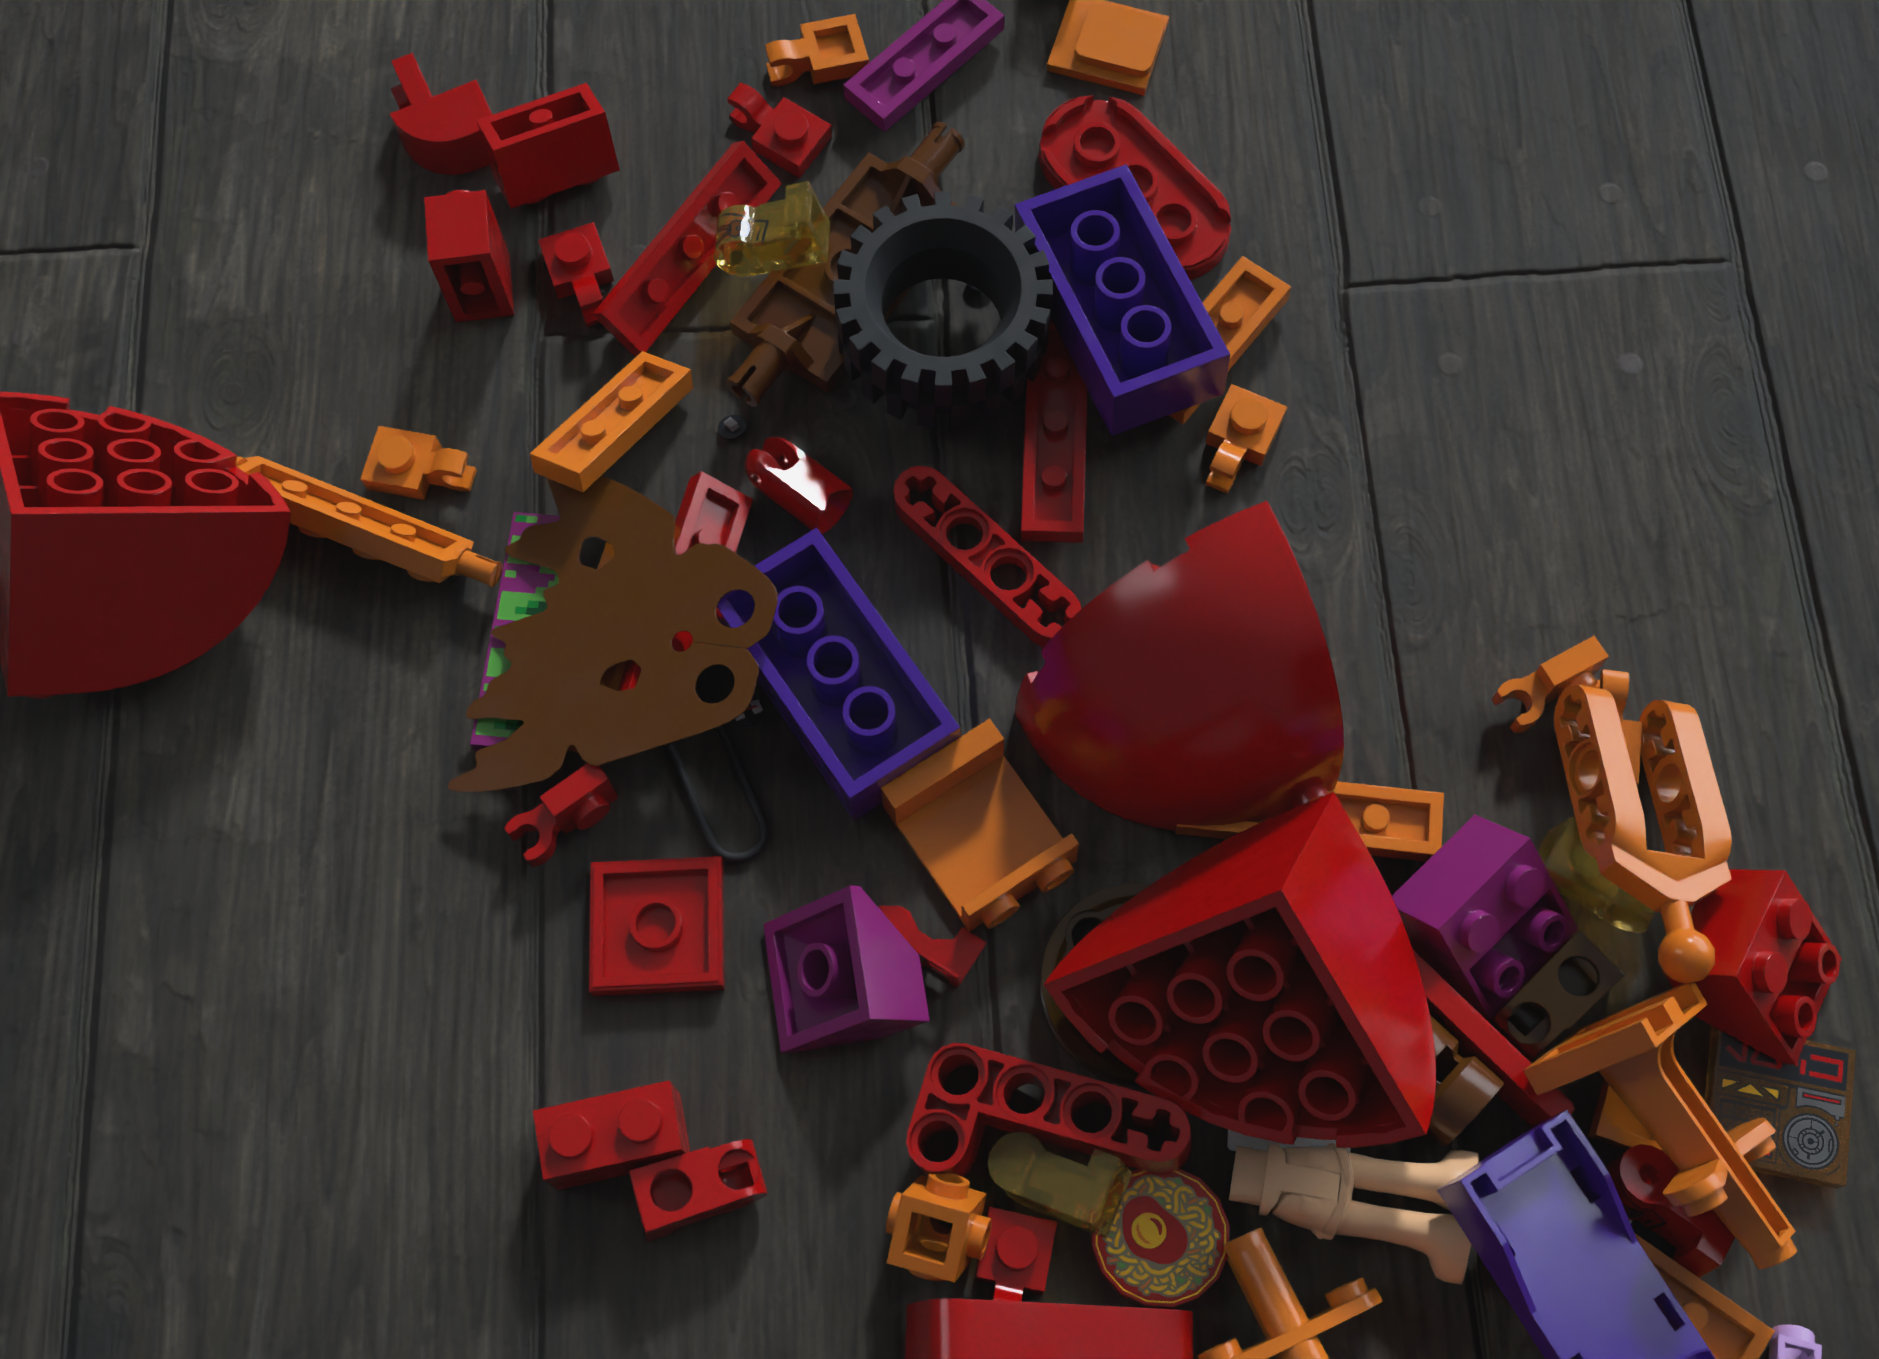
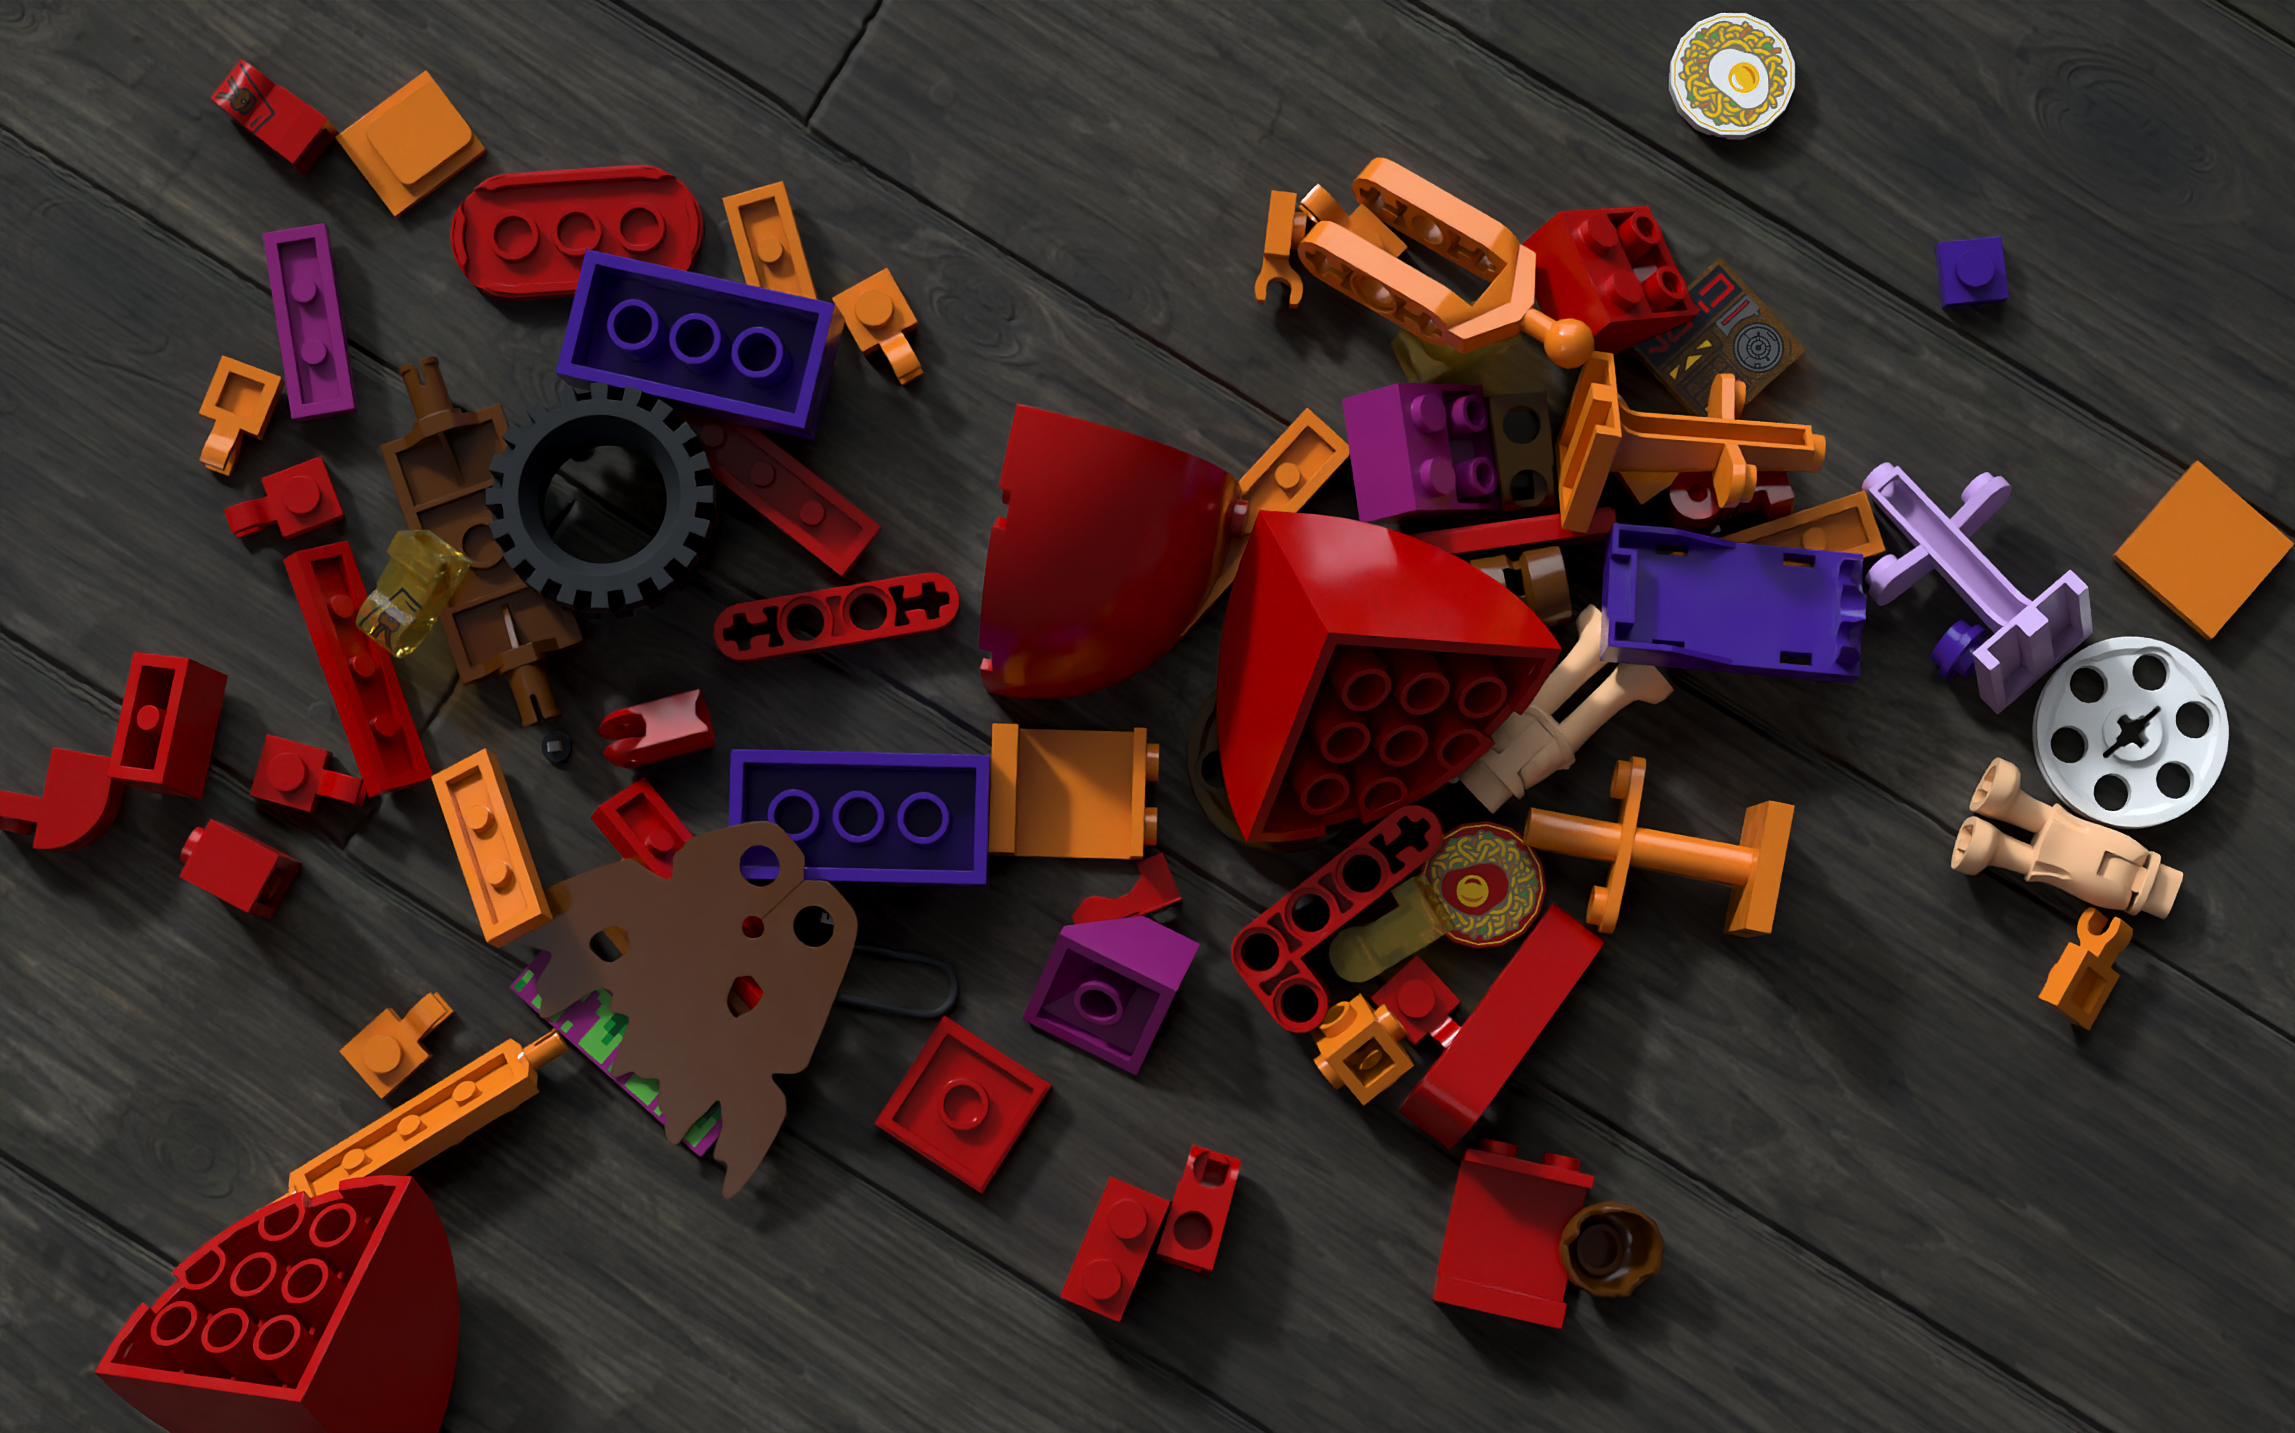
camera: 55 degrees left, 15 degrees up
(572, 803) = (817, 1101): red plate -> none

